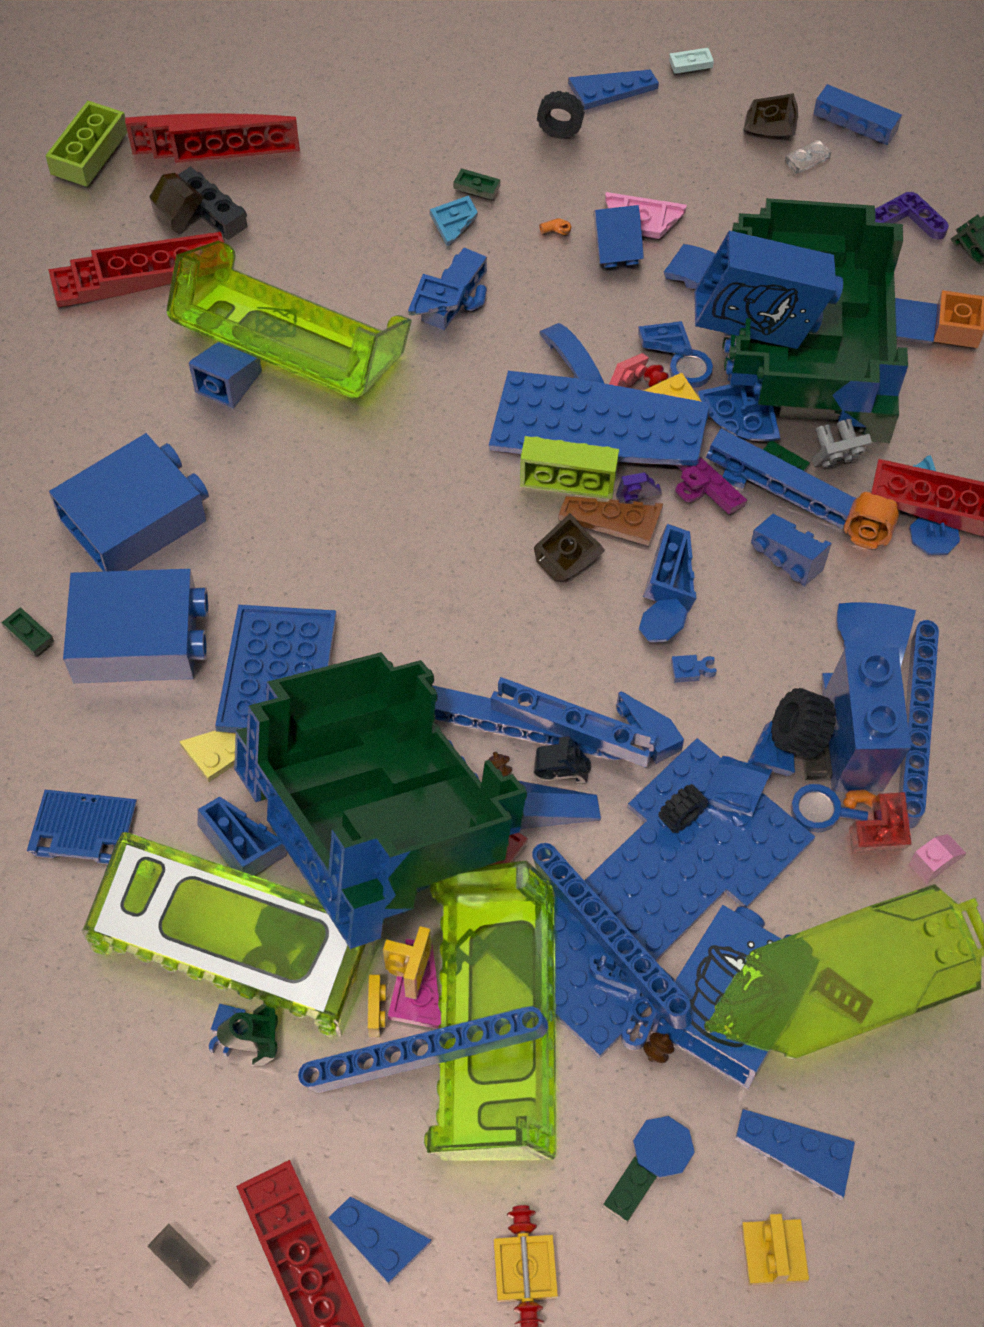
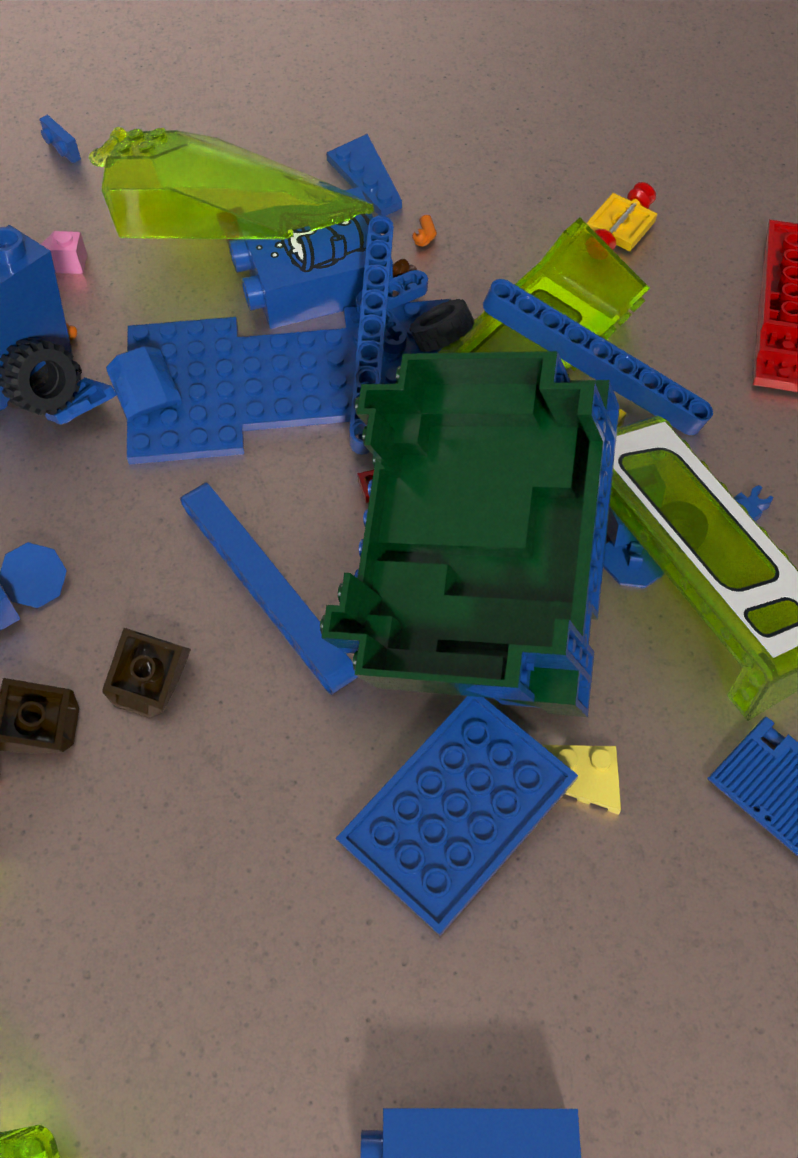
camera: 140 degrees left, 0 degrees up
(27, 631) = (724, 1107): dark green plate -> none
(134, 626) = (589, 990): blue brick -> none
(239, 839) = (628, 647): blue wedge -> none
(254, 1034) = (738, 473): dark green pin -> none
(378, 1238) = (717, 300): blue wing -> none
(500, 762) = (322, 552): reddish brown wheel -> none
(534, 620) = (144, 673): none -> dark brown slope
(550, 993) = (442, 325): none -> black tyre
(557, 806) = (319, 499): blue wedge -> none
(561, 762) = (266, 512): black pin -> none
(592, 730) = (232, 534): blue piece -> none
(629, 1191) = (505, 221): dark green plate -> none
(643, 717) = (157, 482): blue slope -> none
(663, 1146) = (460, 220): blue piece -> none
(682, 1114) = (427, 232): none -> orange arm
(683, 808) = (211, 385): black tyre -> none
(688, 669) = (60, 525): blue plate -> none
(774, 1251) = (442, 137): yellow bracket -> none
(819, 808) = (96, 345): blue piece -> none
(887, 831) = (83, 285): clear red brick -> none

